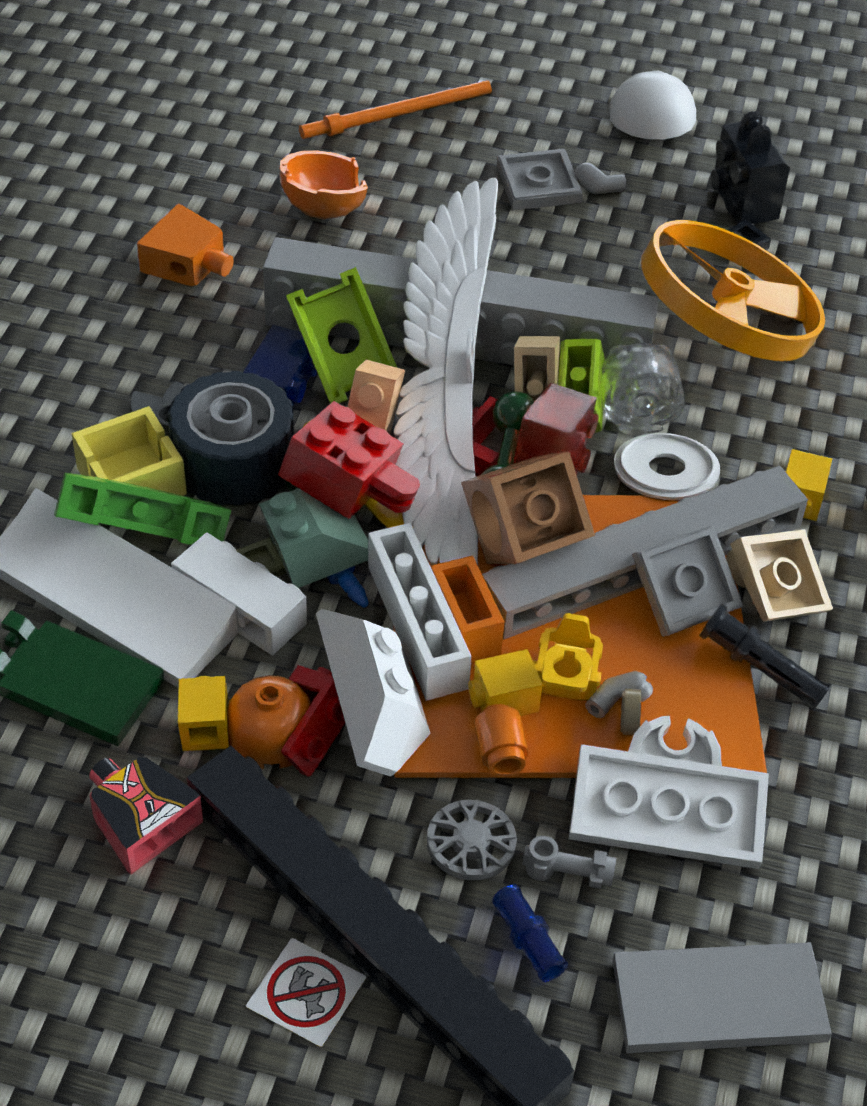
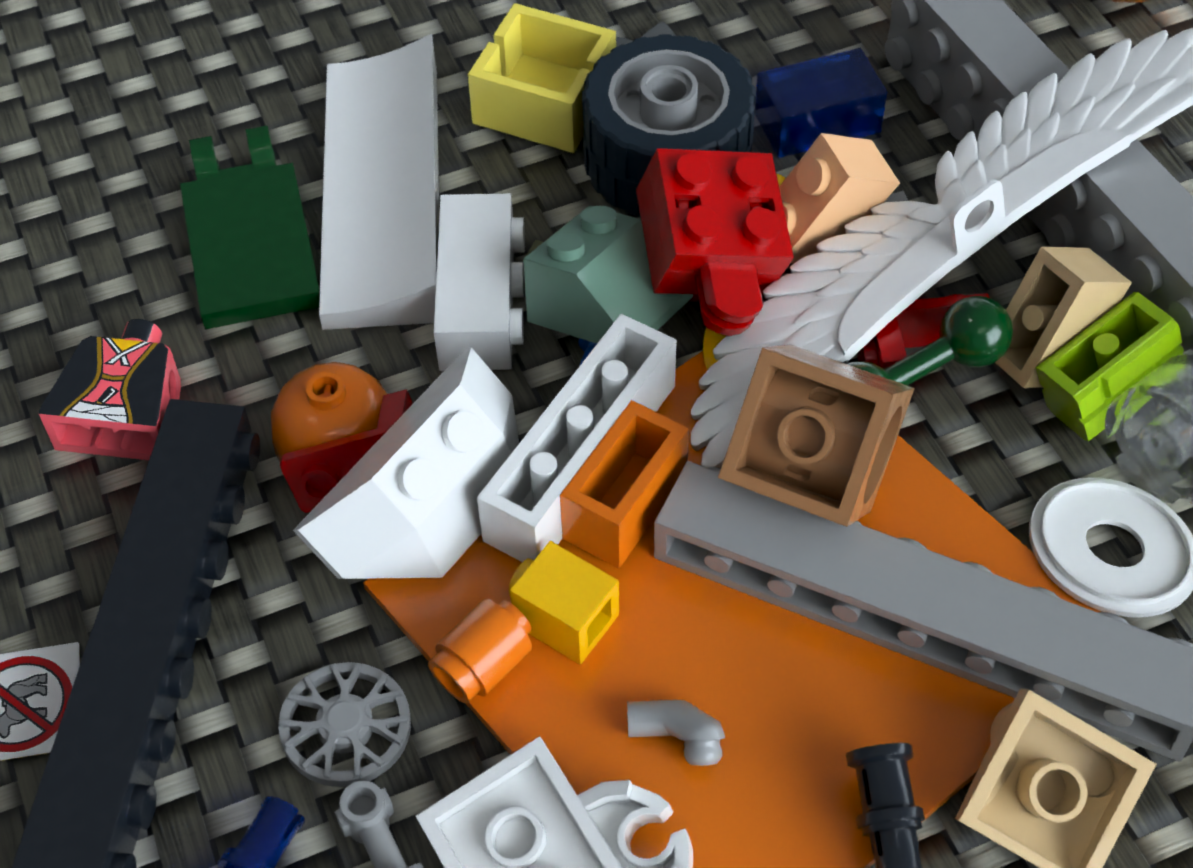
camera: 55 degrees right, 5 degrees up
(139, 509) = (484, 120): bright green slope -> none
(203, 713) = (274, 351): yellow brick -> none
(324, 310) = (904, 65): lime piece -> none
(556, 424) = (980, 394): clear red brick -> none
(567, 667) = (651, 664): yellow piece -> none
(630, 711) = (650, 757): dark tan tile -> none
(687, 580) = (916, 681): light grey tile -> none

